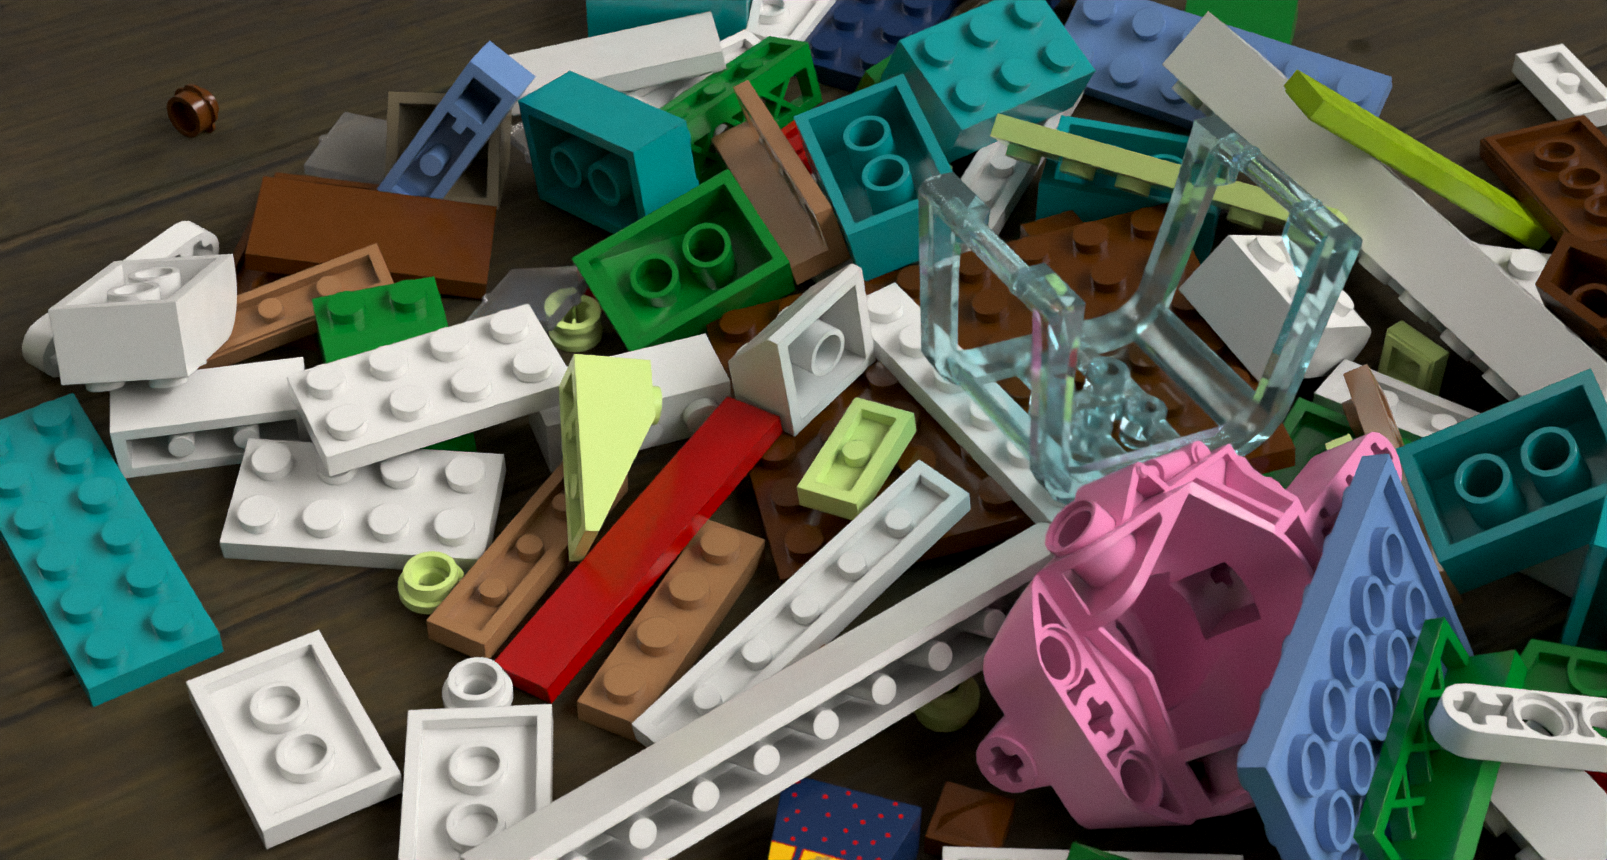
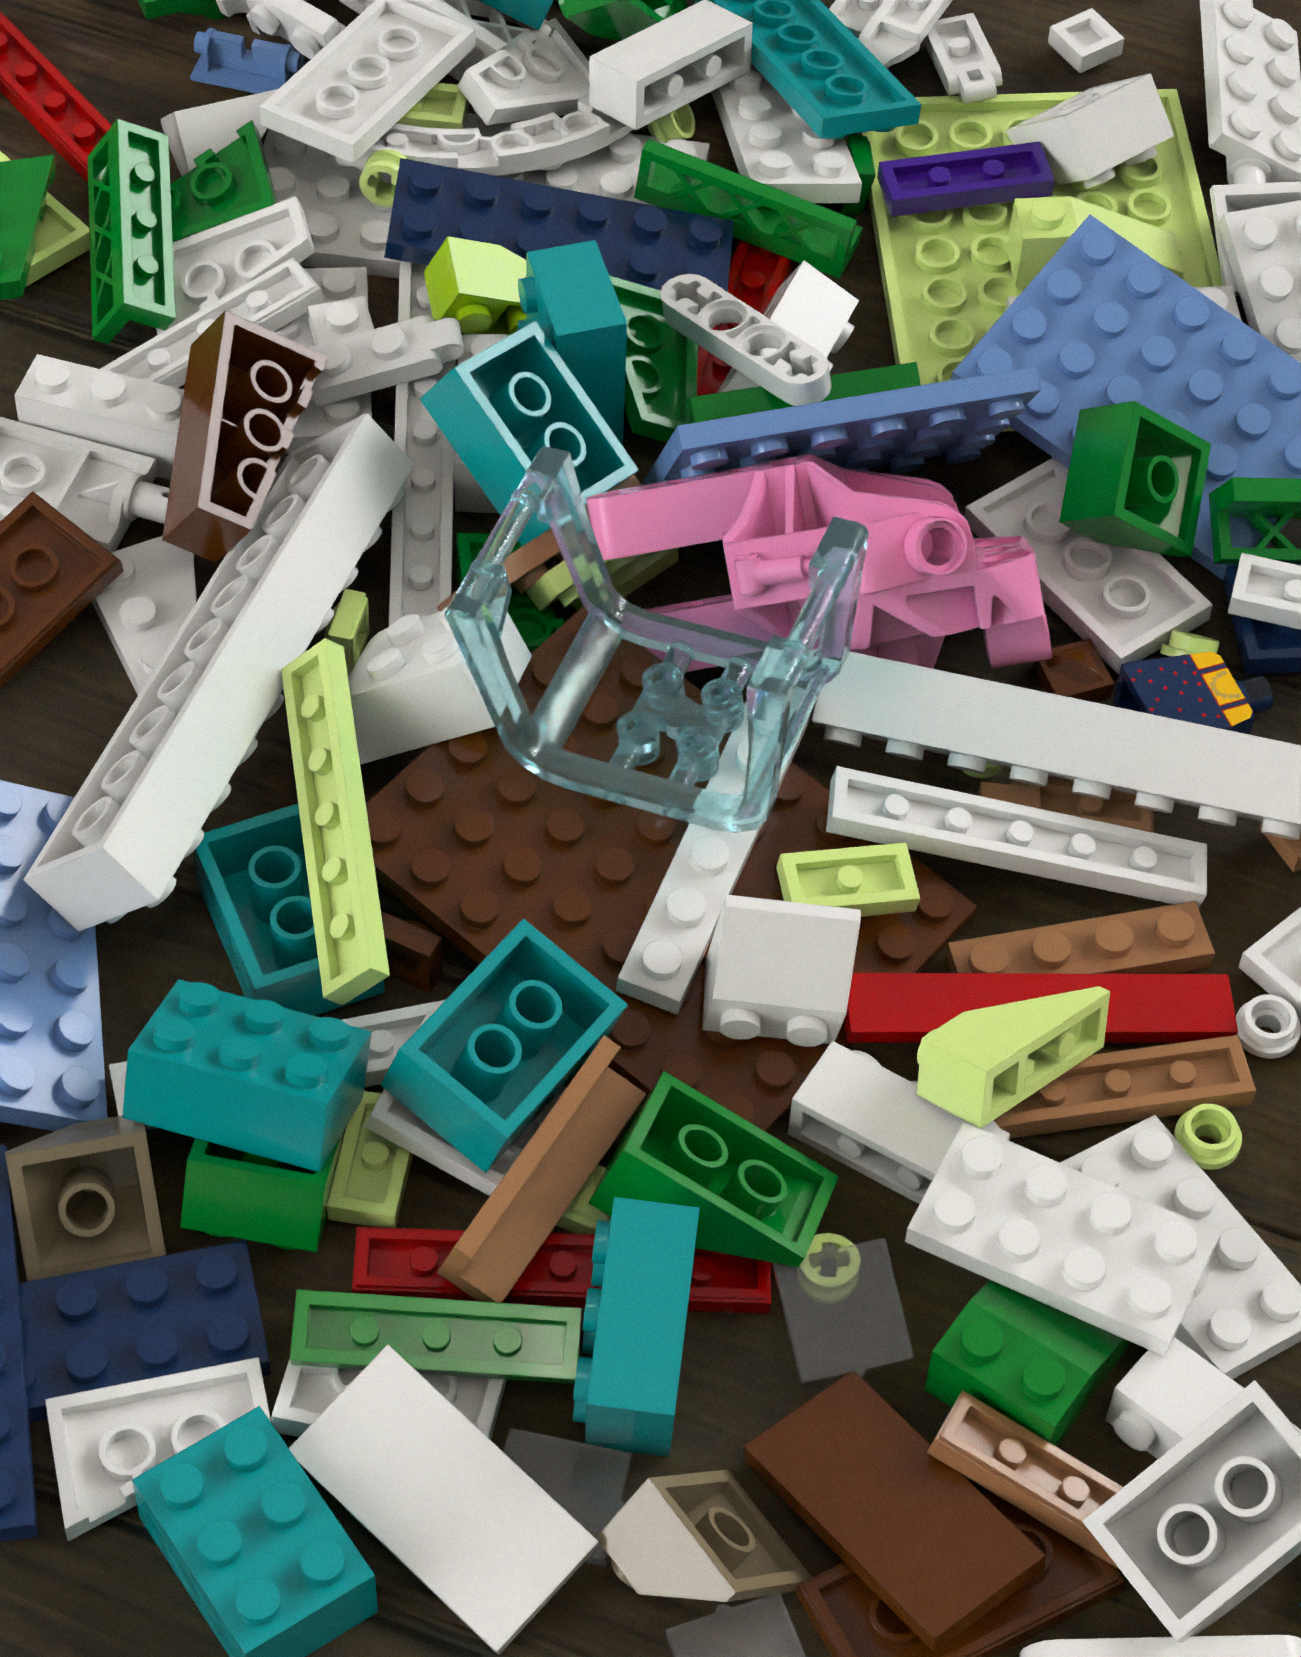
camera: 130 degrees left, 10 degrees up
(459, 125) = (716, 1474): medium blue slope -> none
(1414, 160) = (159, 653): lime tile -> none

